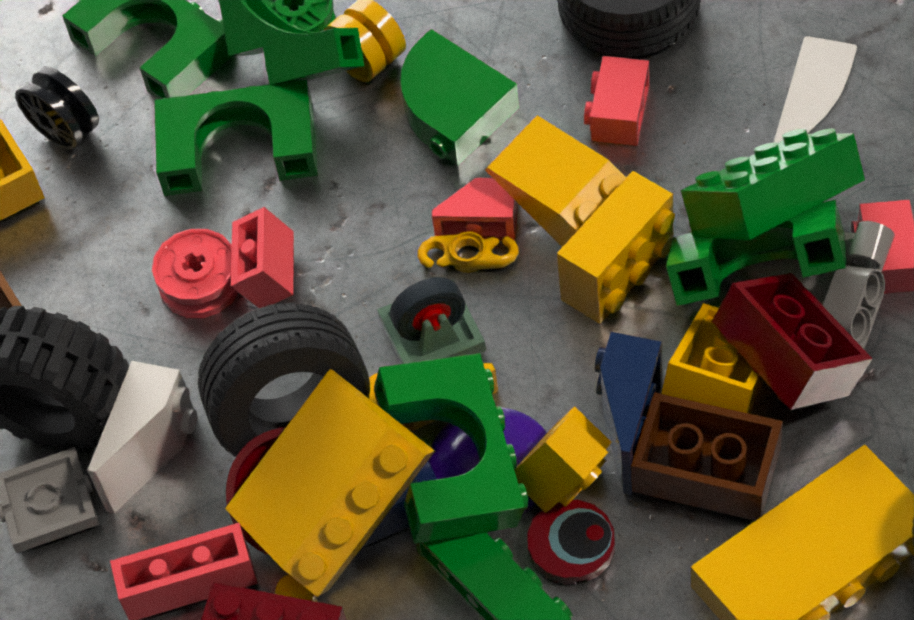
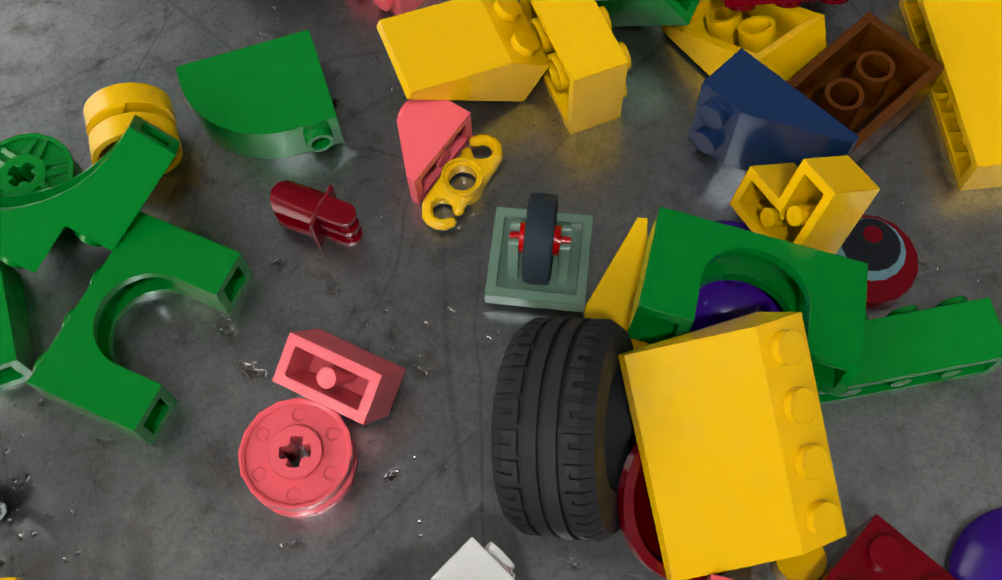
camera: 65 degrees left, 10 degrees up
(378, 178) = (315, 213): none -> dark red arm

